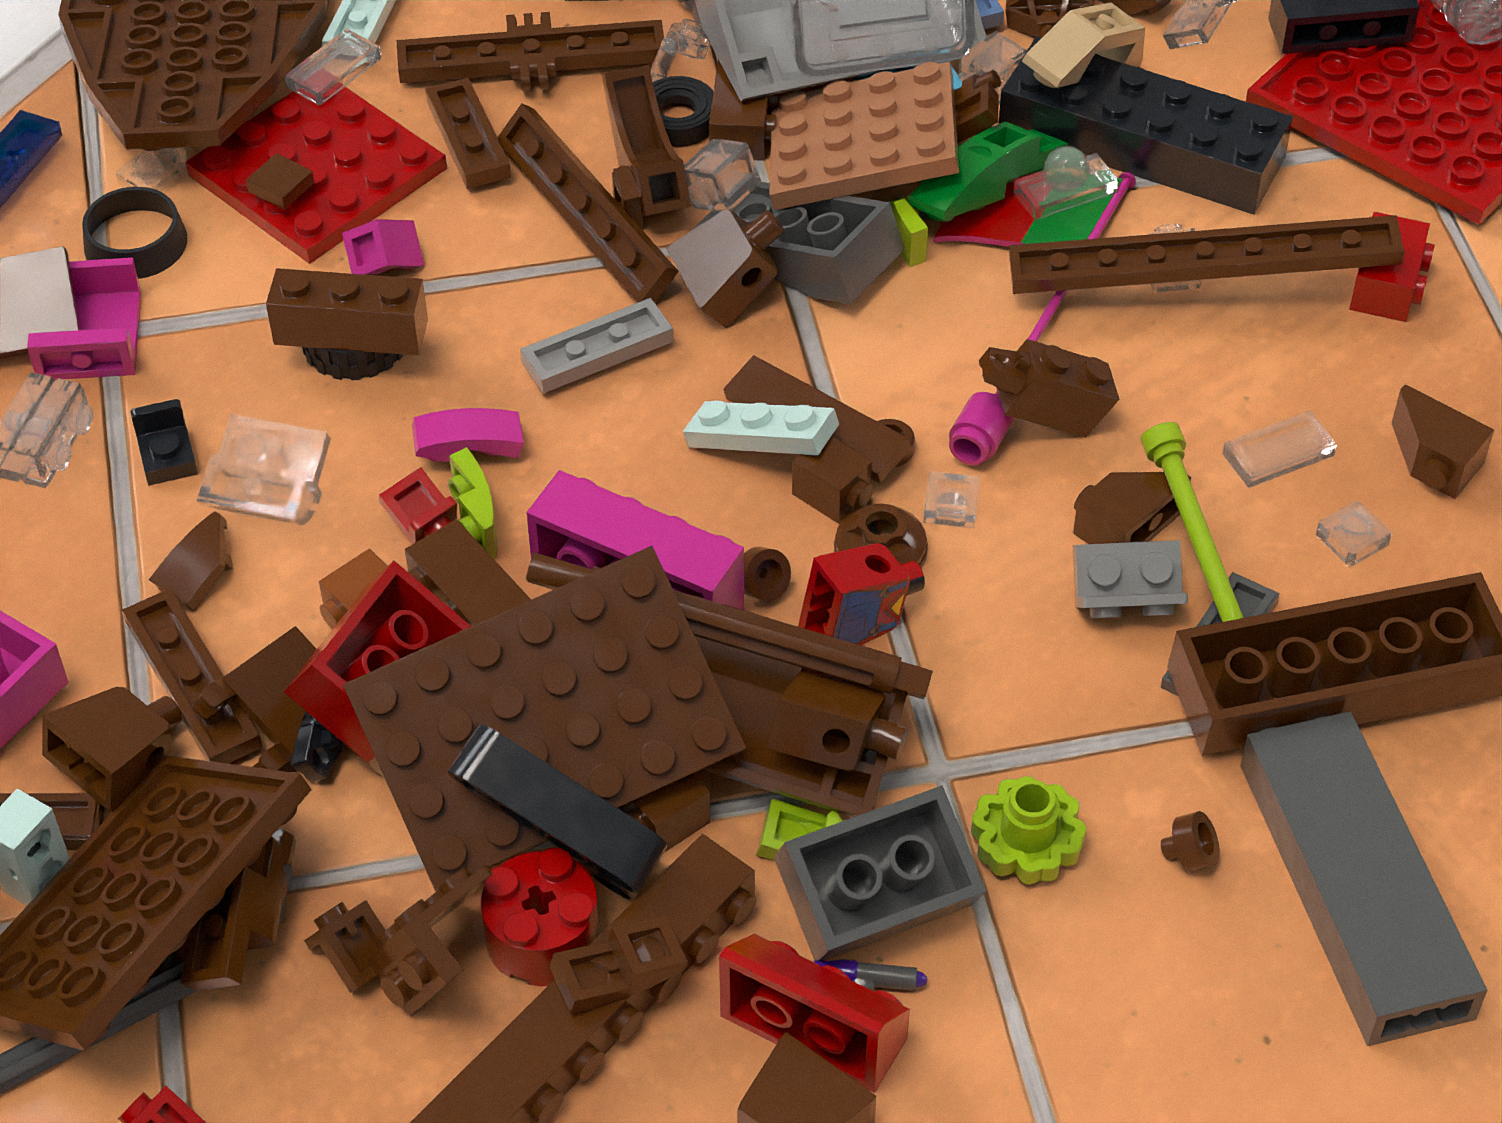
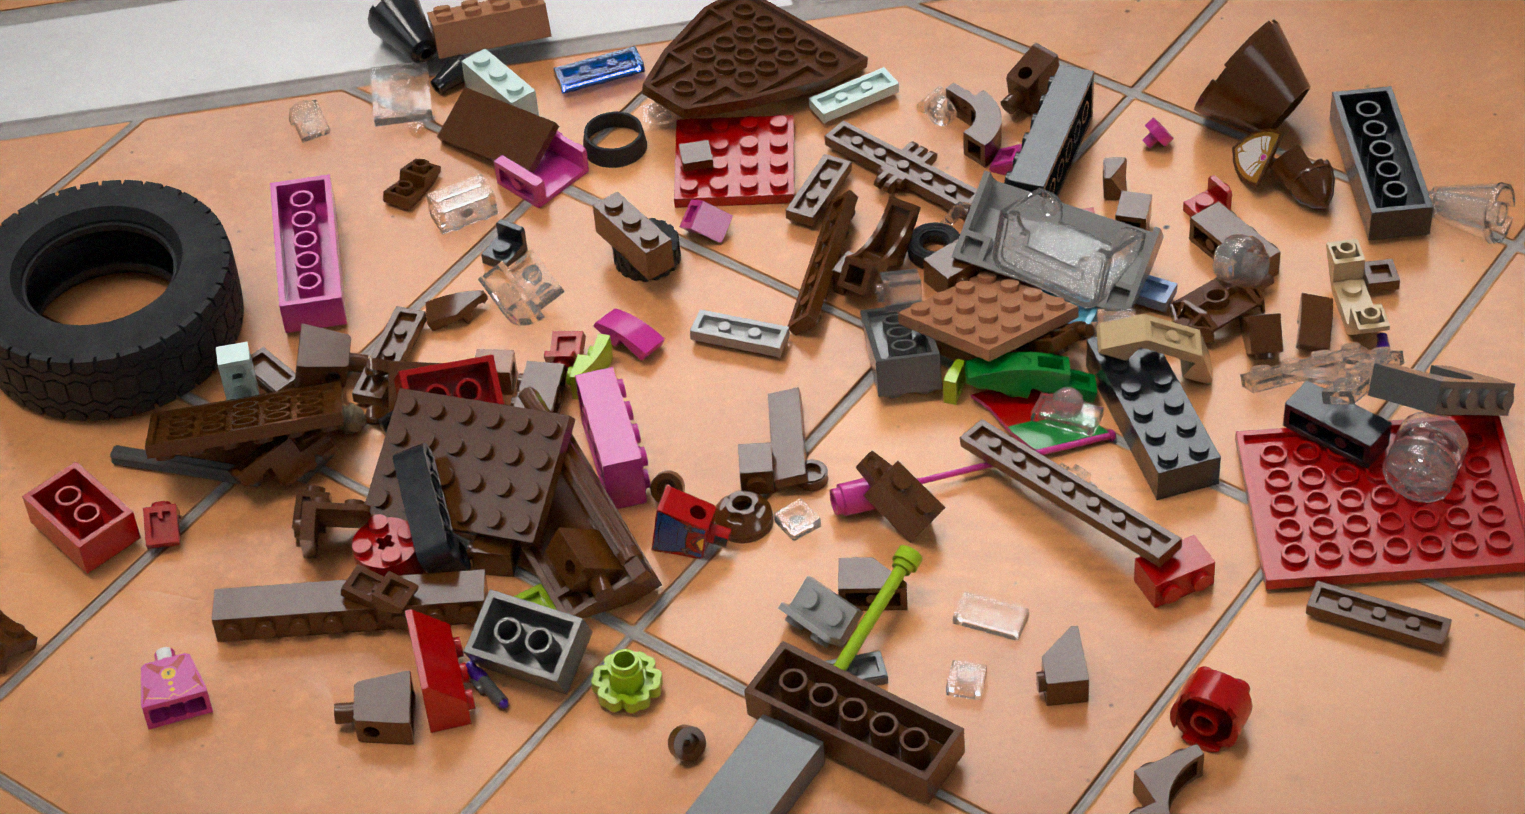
camera: 50 degrees right, 5 degrees down
(333, 66) = (792, 114): clear tile -> none
(727, 262) = (837, 334): torso -> none
(761, 427) = (750, 420): light aqua plate -> none

